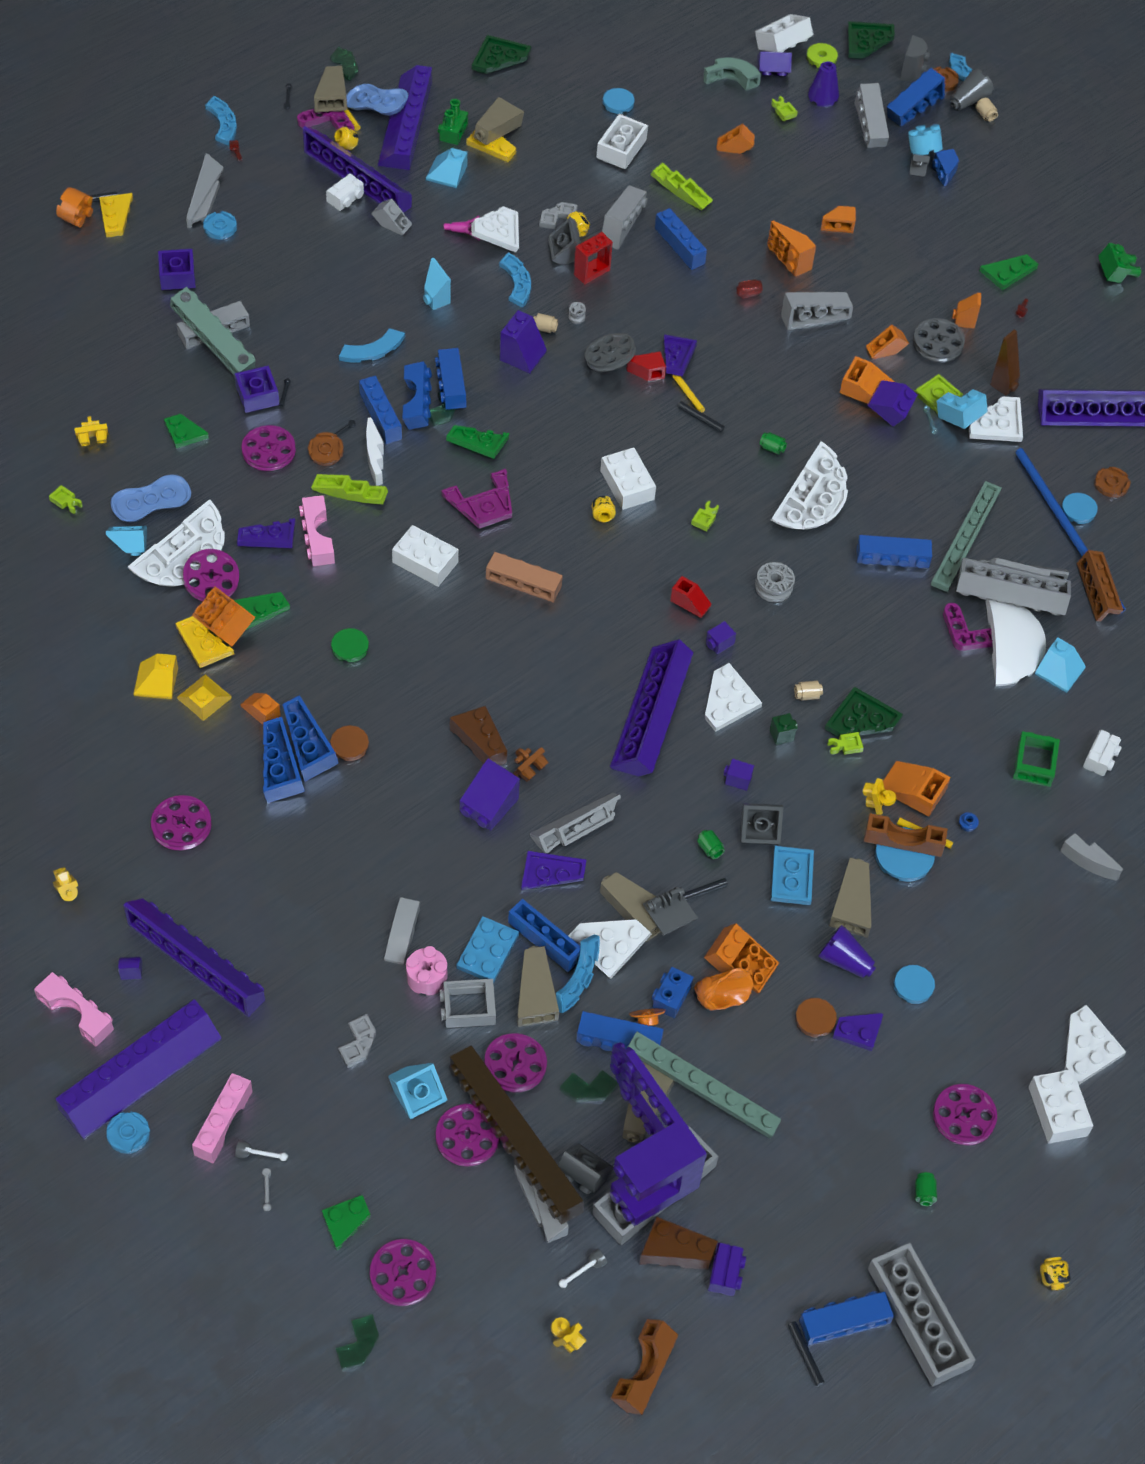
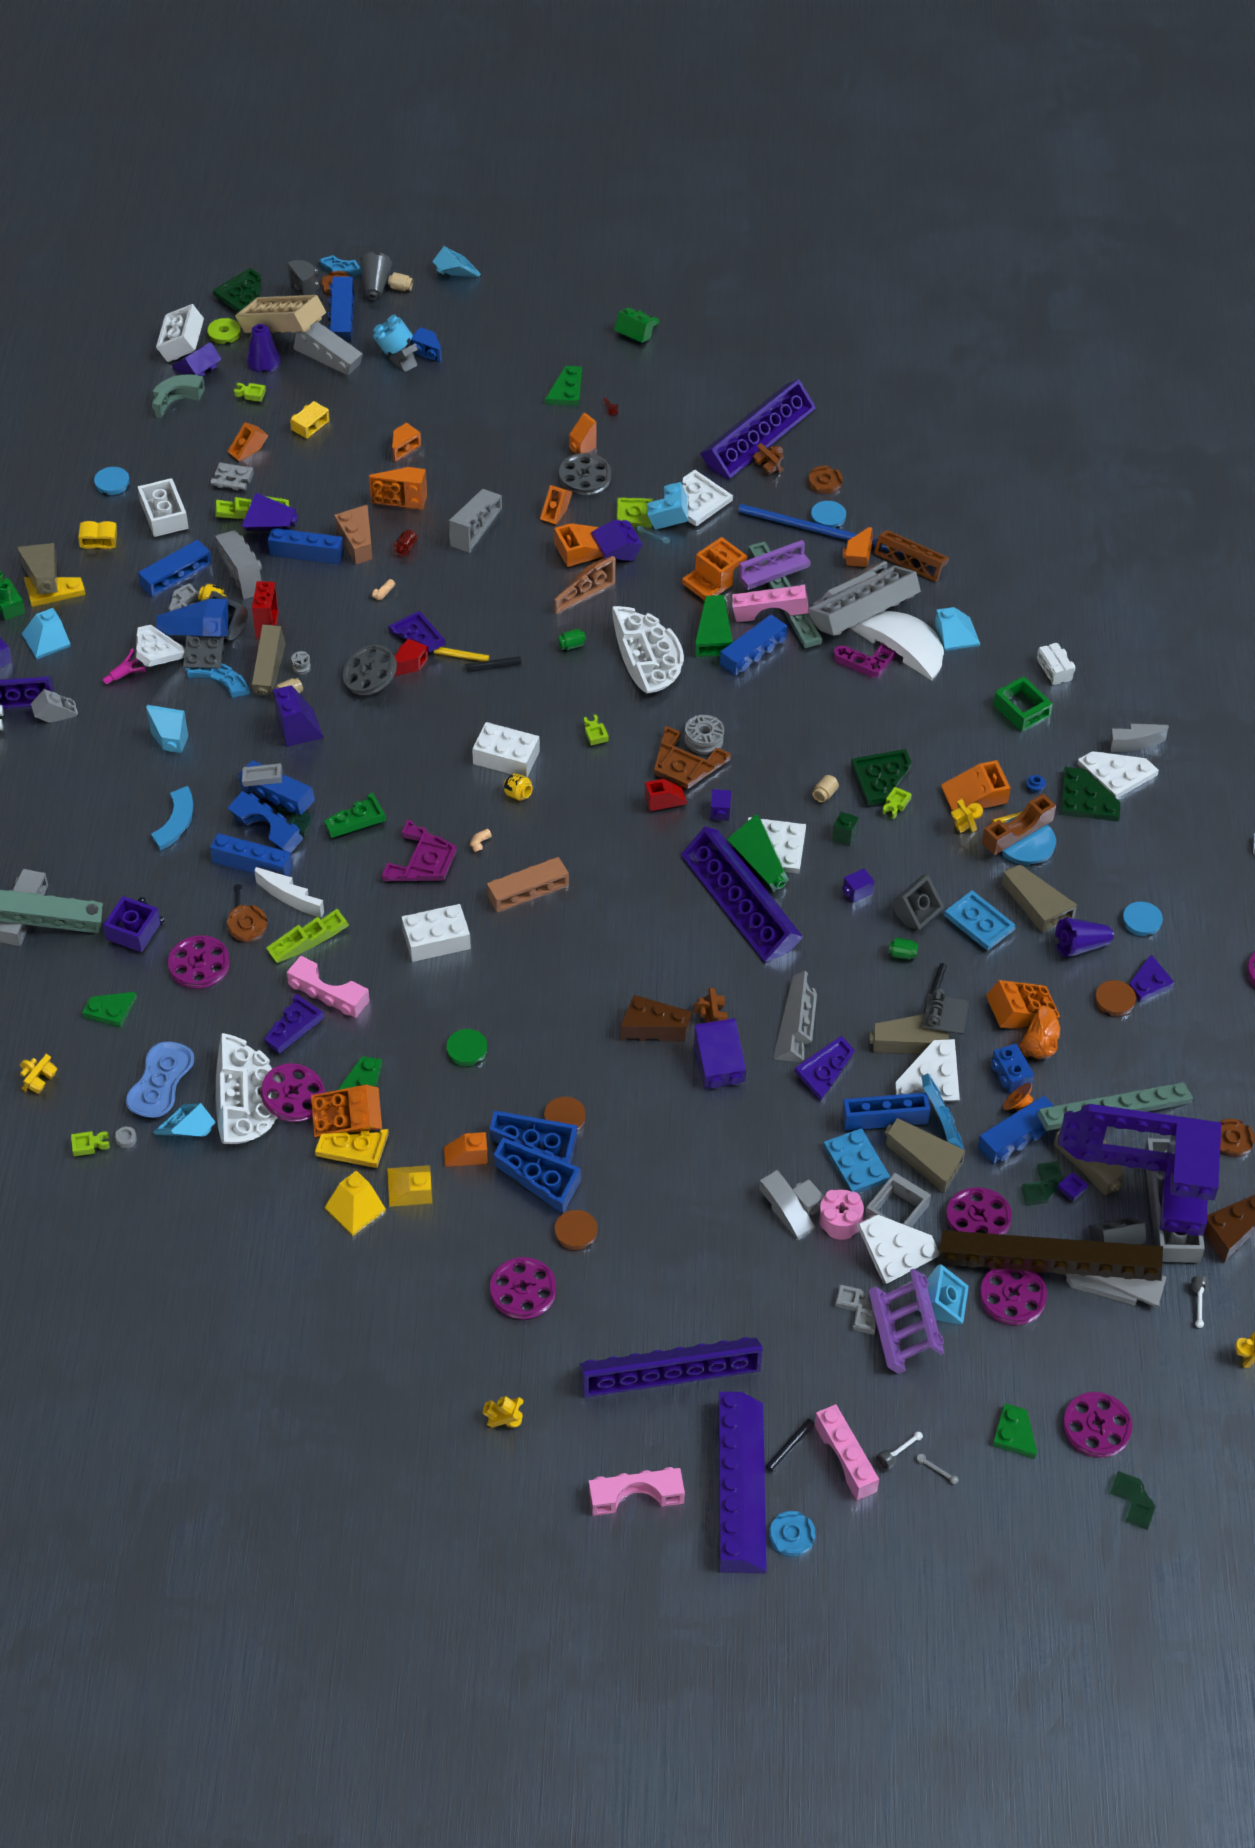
camera: 45 degrees left, 5 degrees down
(91, 515) = (125, 1137): none -> light grey tile
(130, 968) = (634, 1421): dark purple brick -> none
(195, 1079) = (790, 1444): none -> black bar
(259, 819) = (576, 1229): none -> dark orange tile
(356, 1068) = (885, 1321): none -> medium lavender fence
(420, 937) = (809, 1196): none -> light grey brick
(427, 1025) = (896, 1246): none -> white plate
(448, 361) = (262, 775): none -> light grey tile
(525, 255) = (203, 652): none -> dark grey hinge
(536, 520) = (479, 837): none -> light nougat arm
(544, 231) = (198, 619): none -> blue wedge
(556, 293) = (268, 659): none -> dark tan slope
(561, 128) = (97, 535): none -> yellow brick
(580, 187) = (174, 568): none -> blue brick
(603, 1108) = (1072, 1186): none -> dark purple plate
(678, 196) = (269, 514): none -> dark purple slope
(694, 308) = (384, 590): none -> light nougat arm
(699, 692) = (758, 851): none -> green slope
(701, 157) = (232, 476): none -> light grey plate
(725, 255) = (355, 530): none -> nougat wedge
(731, 591) = (683, 767): none -> dark orange wing
(765, 1191) = (1236, 1138): none -> dark orange tile
(797, 157) = (309, 419): none -> yellow brick
(836, 414) = (588, 583): none -> nougat wedge
(859, 67) = (282, 313): none -> tan brick
(883, 515) = (714, 628): none -> green slope
(937, 472) = (714, 569): none -> orange bracket
(957, 541) = (790, 599): none -> bright pink arch
(979, 510) = (774, 567): none -> medium lavender fence
(994, 865) = (1087, 797): none -> dark green plate
(1007, 367) = (666, 453): reddish brown wedge -> none
(1043, 124) = (454, 264): none -> medium azure slope
(1043, 869) = (1118, 772): none -> white plate
(1065, 548) = (859, 549): none -> orange slope
(1090, 433) = (771, 456): none -> dark orange hips

